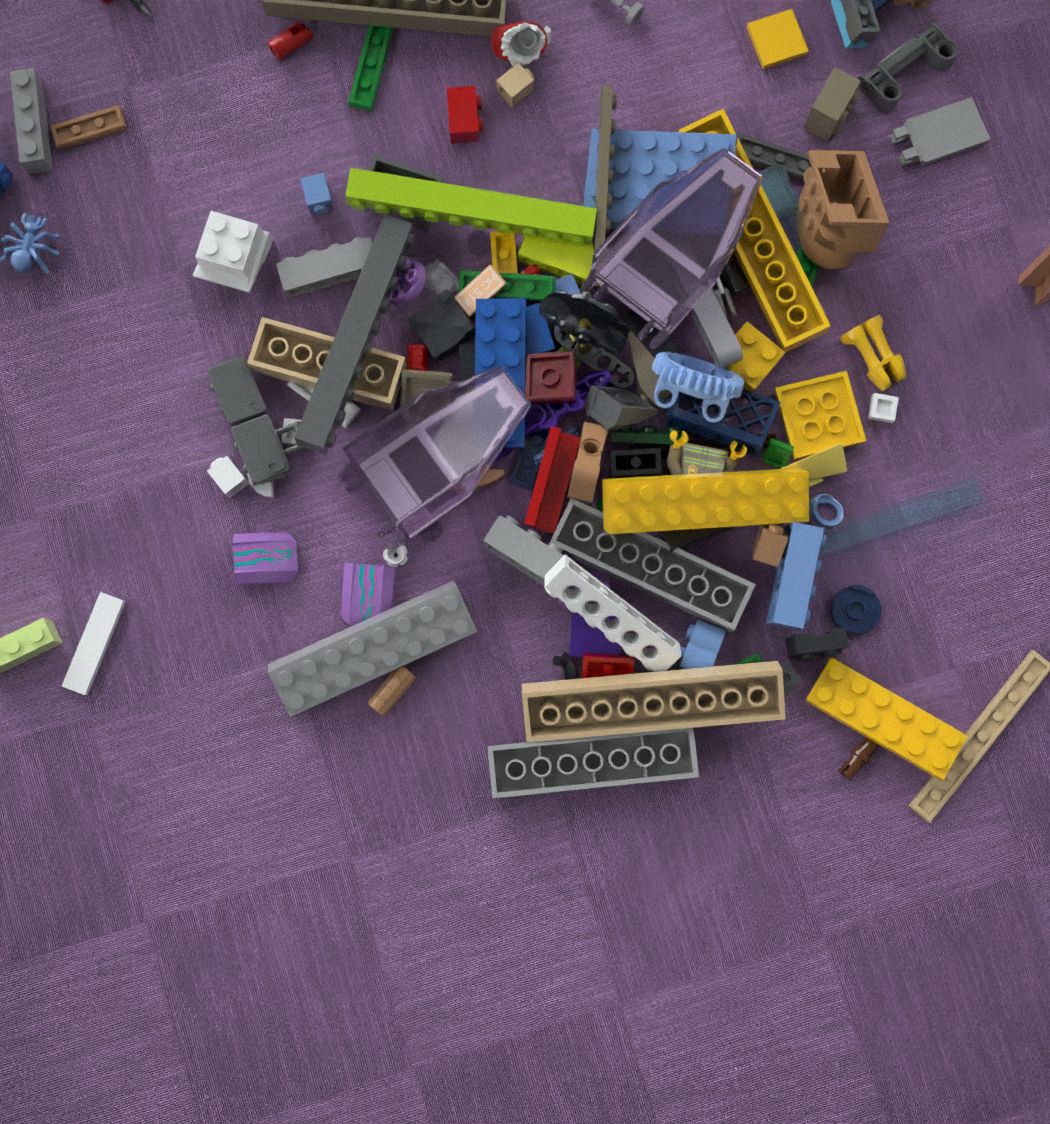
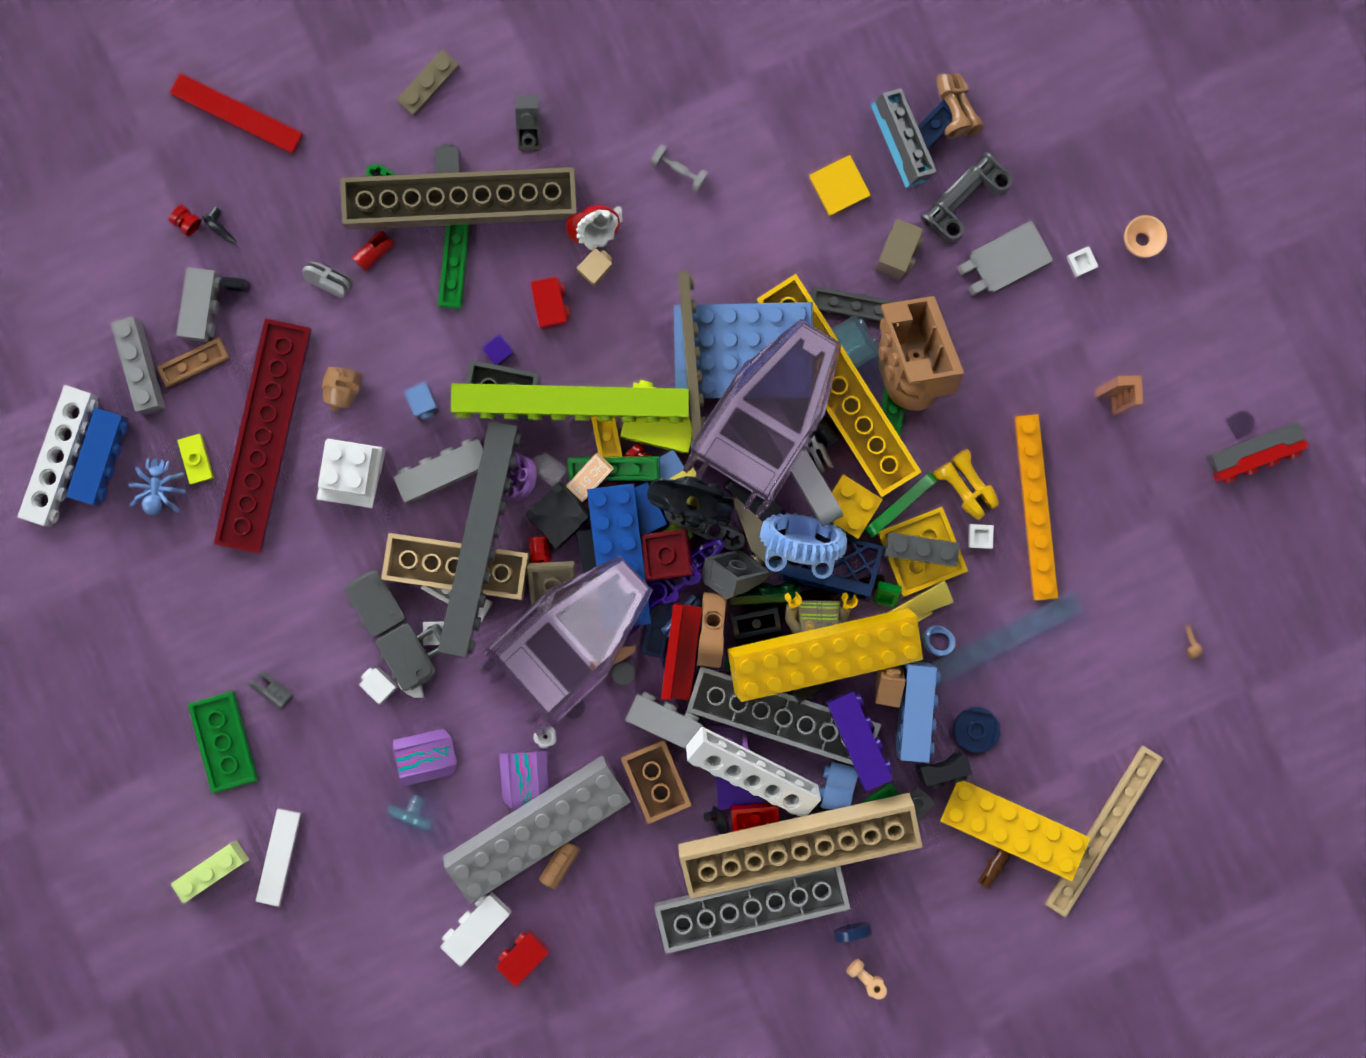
camera: 10 degrees left, 5 degrees up
(55, 515) = (223, 742): none -> green tile
(74, 223) = (195, 459): none -> neon yellow plate
(103, 69) = (199, 305): none -> light grey brick
(116, 469) = (274, 693): none -> dark grey hinge
(144, 54) = (235, 284): none -> black tile
(147, 209) = (262, 436): none -> dark red plate
(236, 167) = (341, 387): none -> medium nougat helmet
(239, 61) = (327, 279): none -> light grey arm
(241, 617) = (411, 814): none -> clear light blue tile
(291, 746) = (475, 928): none -> white brick
(337, 785) = (522, 958): none -> red brick
(404, 153) = (498, 350): none -> dark purple tile
(487, 500) = (623, 673): none -> dark grey tile
(507, 614) = (656, 781): none -> medium nougat brick
(697, 805) = (852, 932): none -> dark blue piece
(713, 867) = (874, 985): none -> light nougat leg
(731, 595) = (859, 740): none -> dark purple brick
(803, 362) = (900, 504): none -> green beam
(820, 409) = (921, 549): none -> dark grey brick
(944, 387) = (1036, 507): none -> light orange plate
(1019, 145) = (1082, 261): none -> white tile

